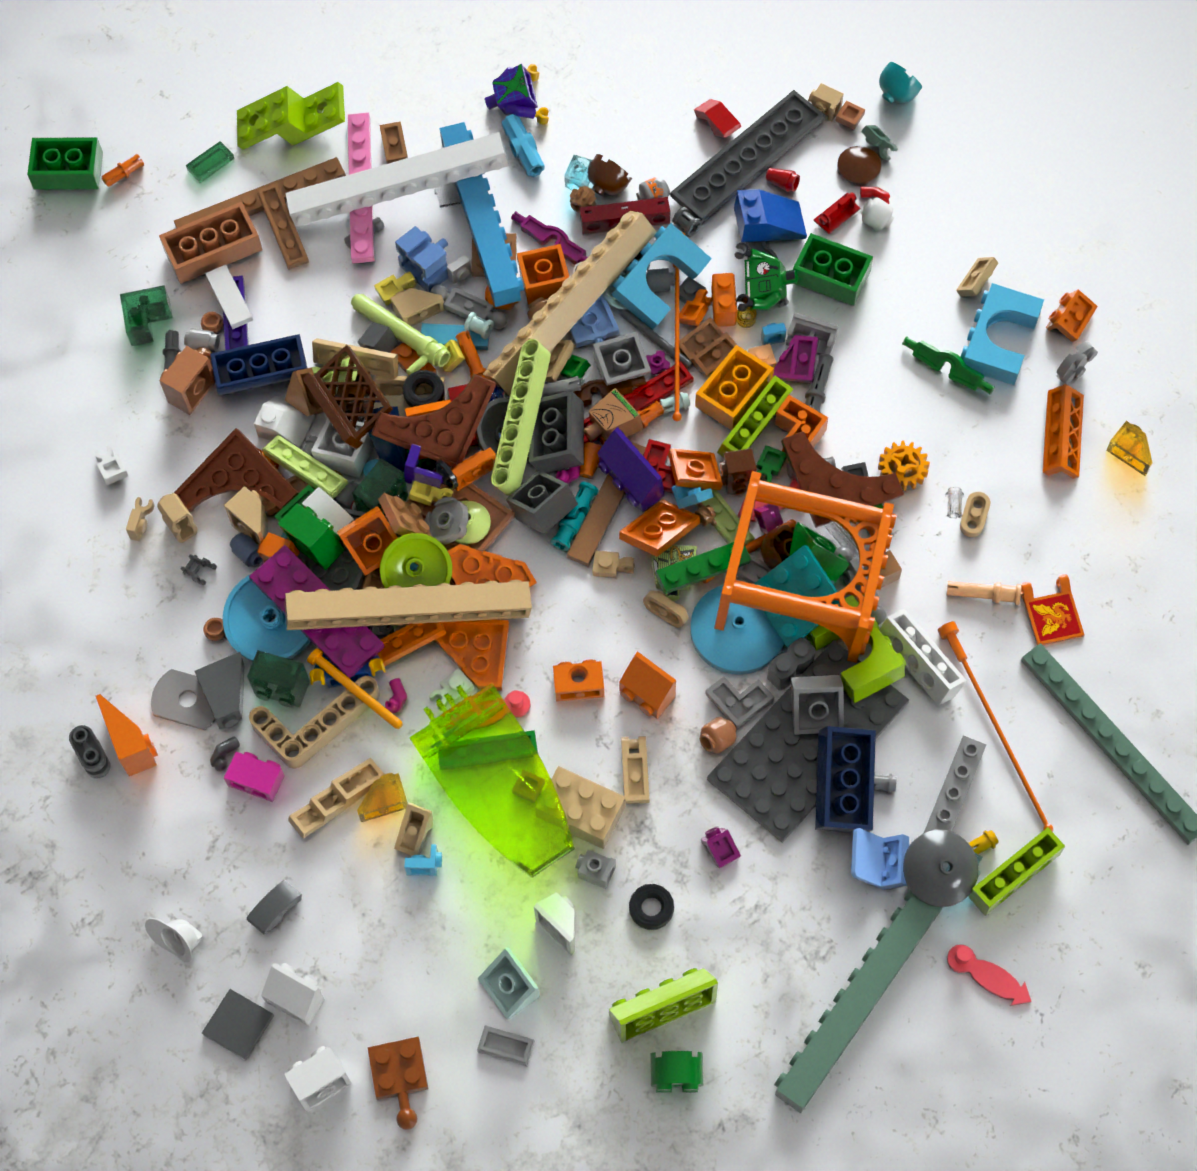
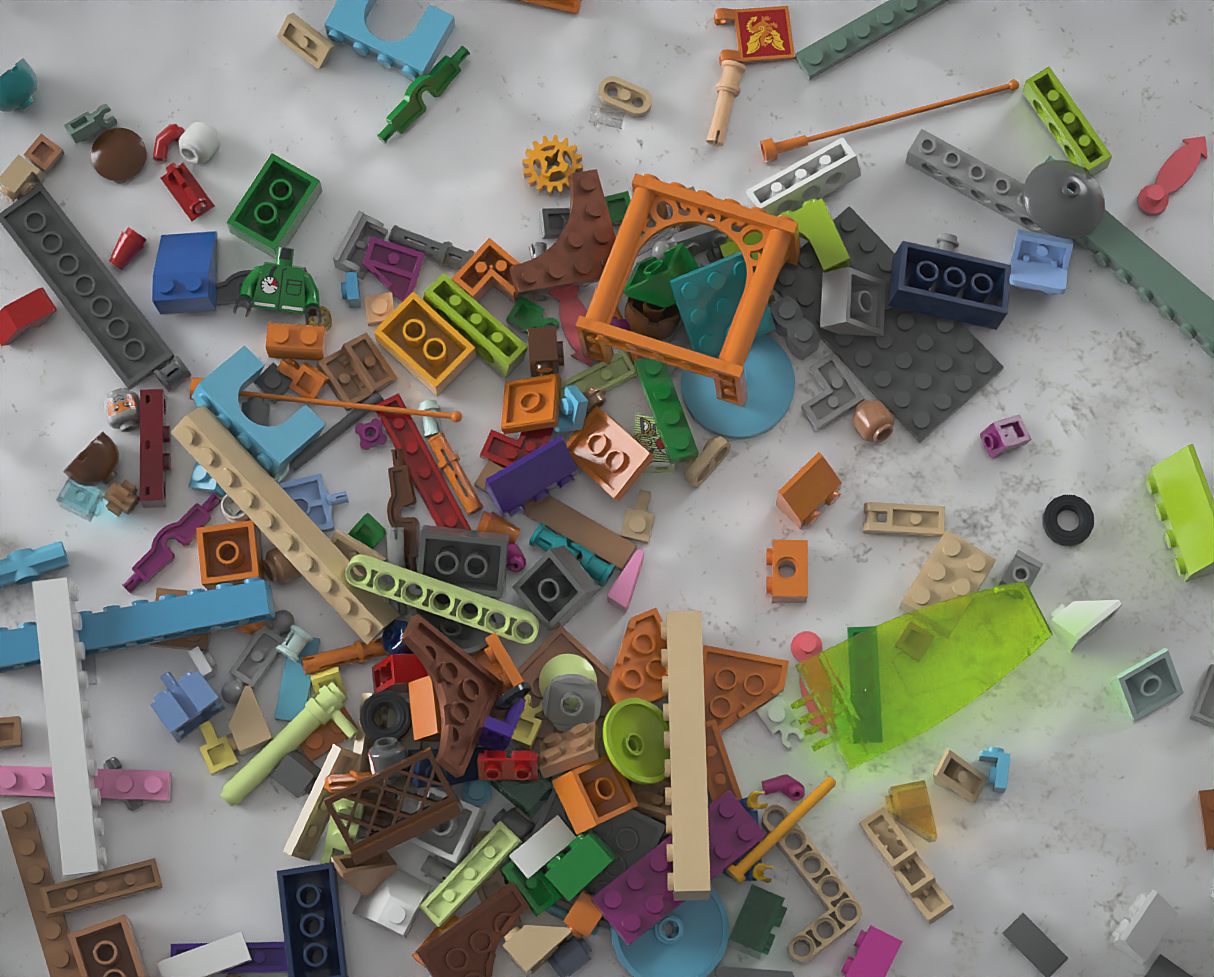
camera: 85 degrees left, 10 degrees up
(367, 361) = (337, 782): none -> orange axle
(385, 462) = (495, 765): none -> red hinge
(392, 389) = (386, 753): none -> dark grey head
(555, 558) = (622, 590): none -> bright pink slope
(611, 413) = (453, 491): medium nougat torso -> none
(620, 358) = (372, 473): light grey slope -> none
(984, 842) = (1026, 155): yellow pin -> none

